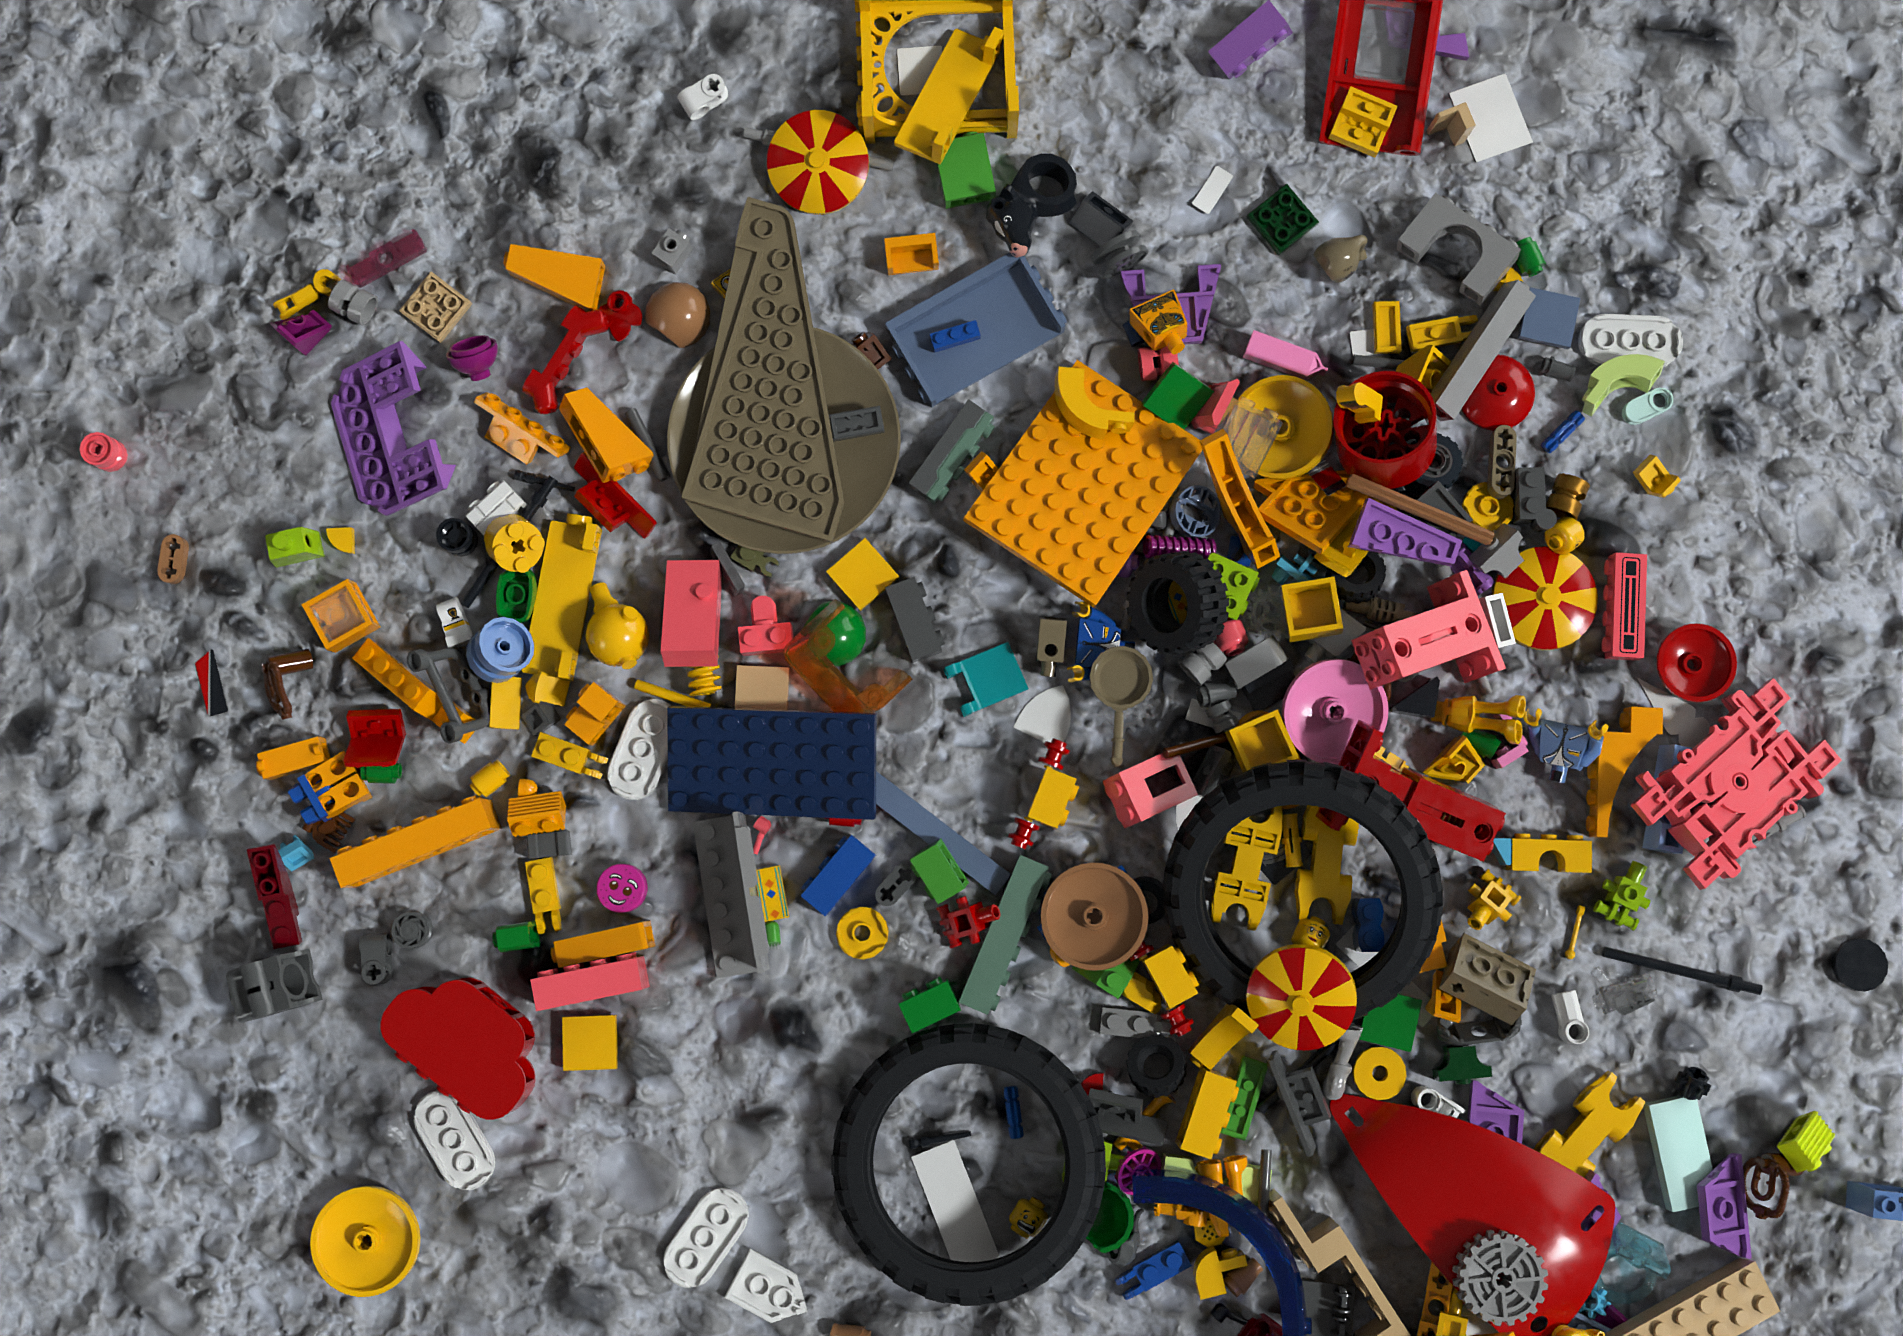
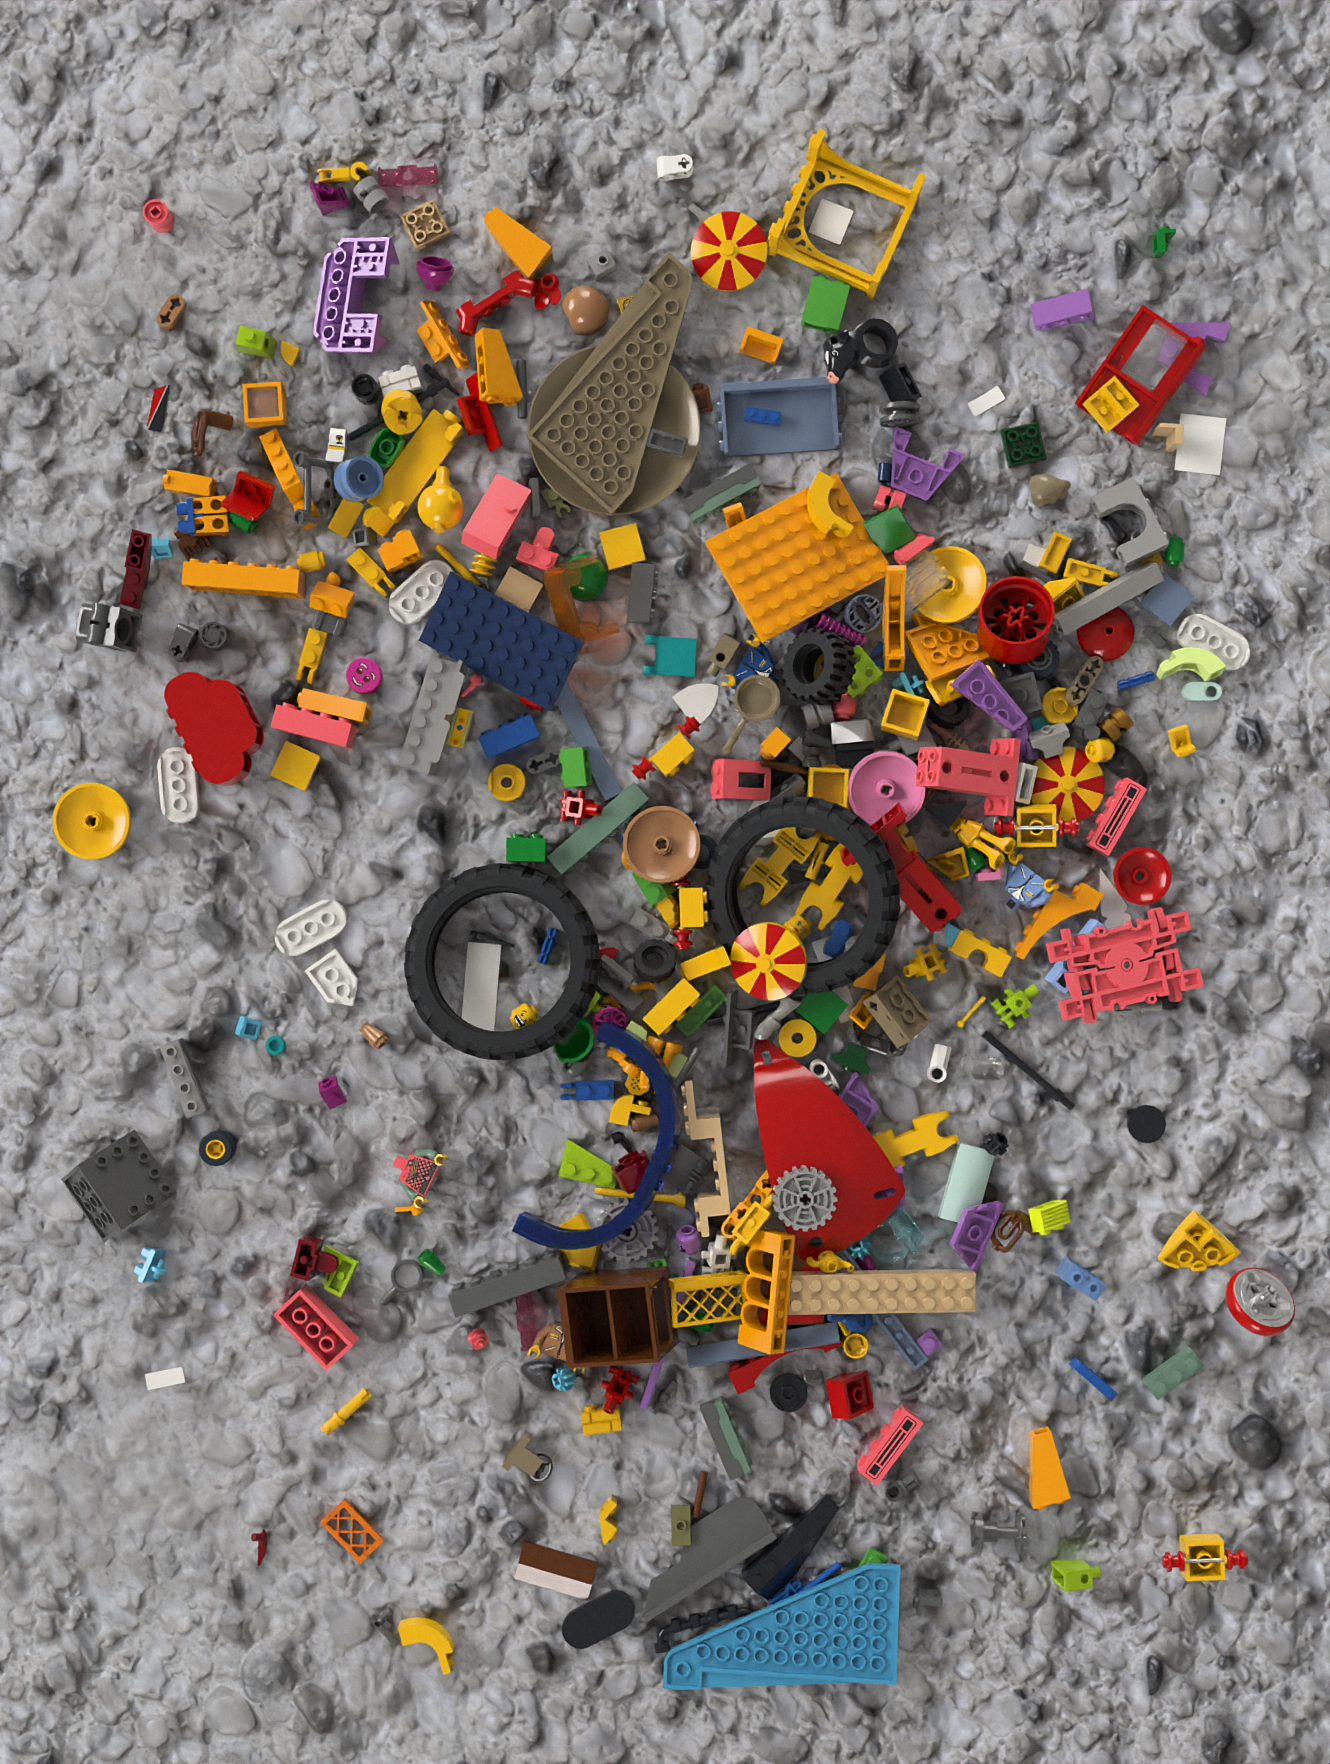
camera: 25 degrees right, 5 degrees up
(516, 936) = (280, 673): green brick -> none
(773, 934) = (447, 754): bright green piece -> none
(949, 94) = (840, 247): yellow bracket -> none
(1161, 322) = (903, 474): light orange torso -> none
(1170, 724) = (773, 744): none -> light orange arch
(1283, 356) = (975, 538): bright pink piece -> none
(1326, 478) = (962, 633): sticker -> none
(1360, 400) = (1008, 592): yellow leg -> none
(1420, 509) = (1010, 684): medium nougat axle -> none
(1539, 665) = (1036, 826): none -> yellow brick

